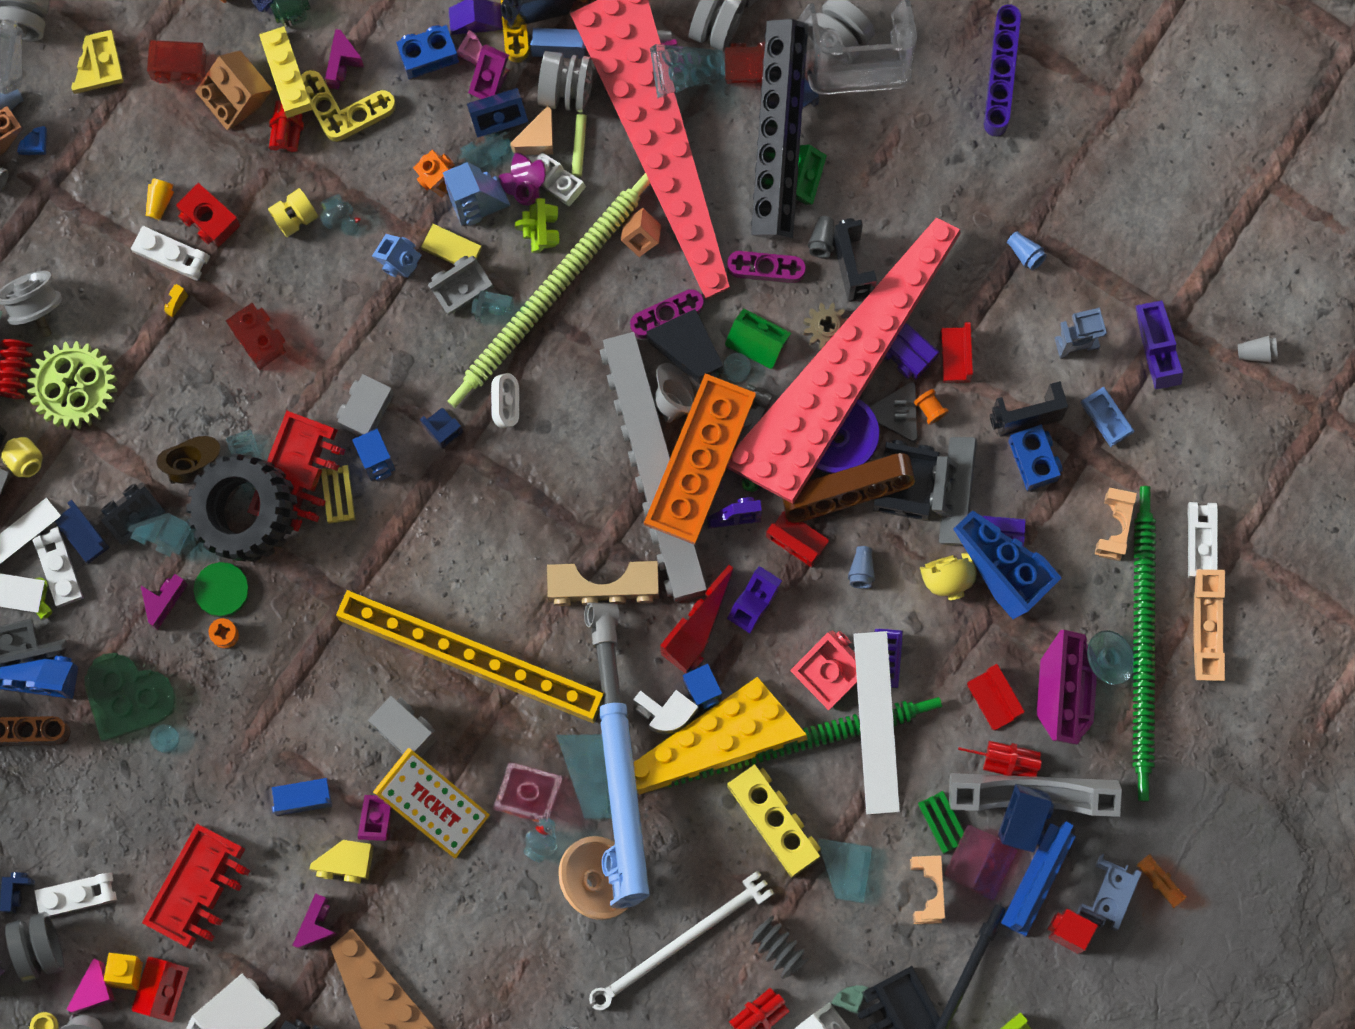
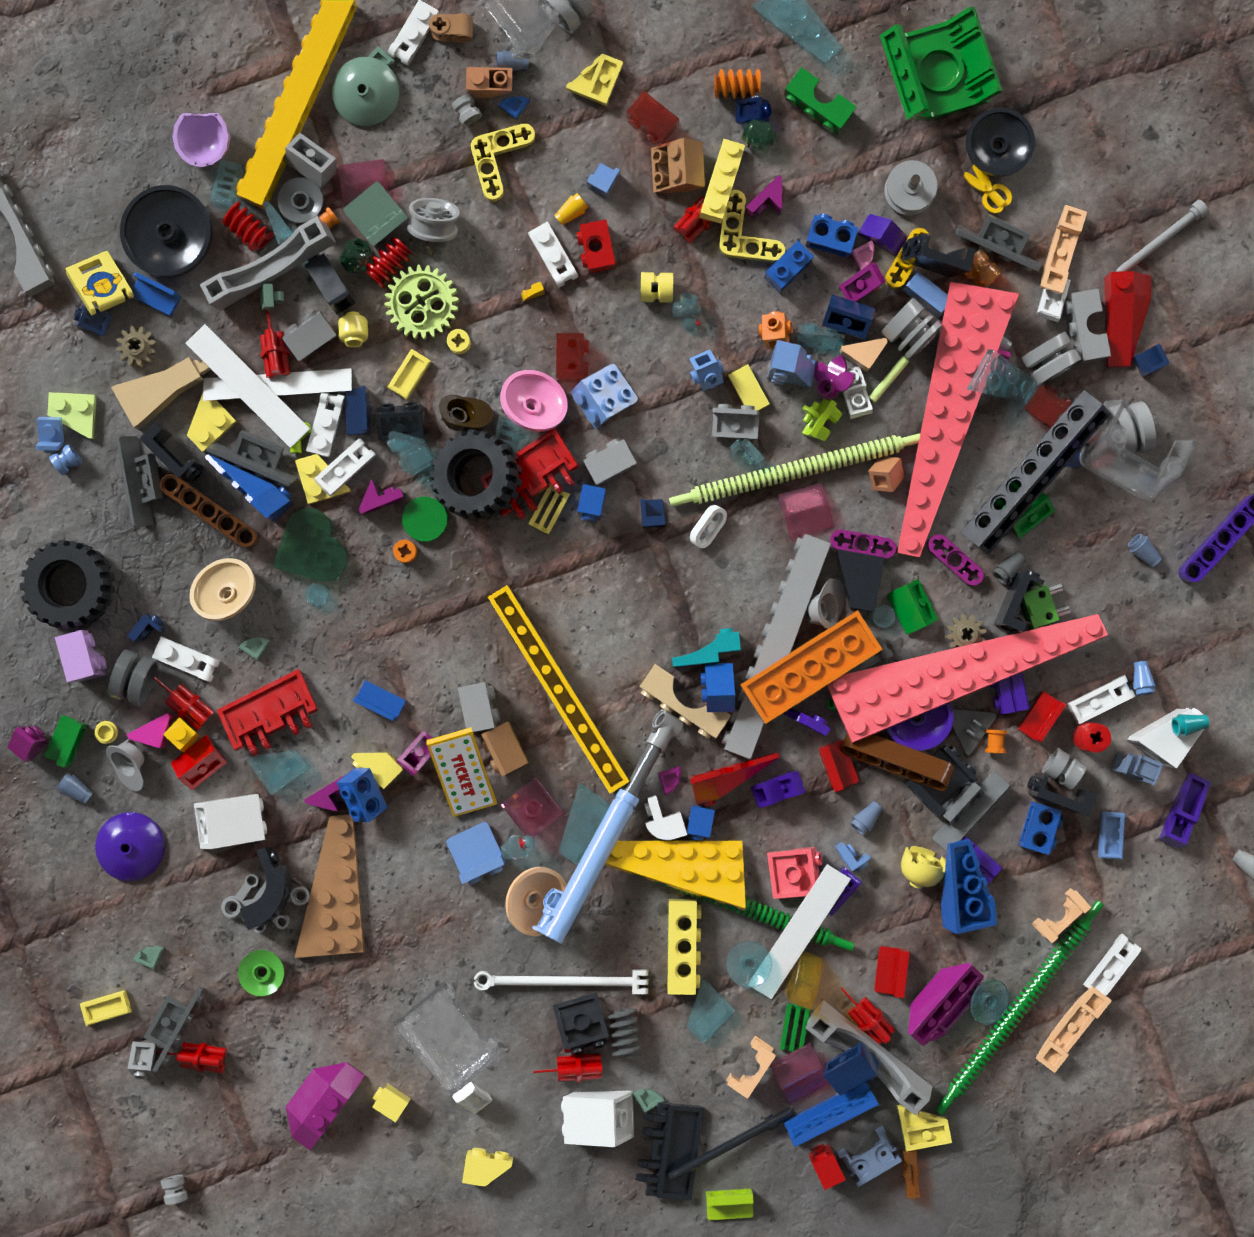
camera: 35 degrees right, 10 degrees up
(42, 195) = (493, 149): none -> light yellow beam
(65, 797) = (222, 589): none -> tan dish
(89, 625) = (309, 469): none -> light yellow wing
(105, 594) = (344, 467): none -> white plate
(106, 939) = (188, 706): none -> red piece
(108, 462) = (409, 374): none -> light yellow tile
(138, 402) = (458, 346): none -> light yellow wheel
(138, 833) = (255, 646): none -> sand green tile
(170, 151) = (603, 180): none -> medium blue panel
(246, 936) = (278, 768): none -> clear light blue wing
(248, 399) = (537, 392): none -> bright pink dish
(313, 349) = (603, 395): none -> medium blue bracket
(347, 898) = (361, 795): none -> blue brick
(406, 107) = (788, 267): none -> blue brick
(458, 752) = (504, 749): none -> medium nougat slope
(503, 877) = (476, 853): none -> medium blue bracket
(589, 321) = (806, 510): none -> clear pink slope
(600, 499) = (723, 642): none -> teal slope
(625, 543) = (719, 687): none -> blue brick
(643, 669) = (669, 779): none -> magenta tile
(730, 969) = (581, 1024): none -> black plate
(836, 790) = (745, 975): none -> clear light blue dish
(869, 615) = (847, 854): none -> medium blue bracket
(878, 254) = (1037, 607): none -> bright green piece
(916, 765) = (804, 980): none -> clear yellow slope
(936, 131) = (1144, 549): none -> sand blue cone
(1001, 298) = (1100, 700): none -> white plate
(1015, 385) = (1062, 767): none -> light grey wheel
(1017, 336) = (1099, 732): none -> red piece
(1091, 281) = (1161, 742): none -> white slope
(1094, 254) = (1188, 724): none -> teal cone
(1139, 829) = (923, 1129): none -> light yellow wing

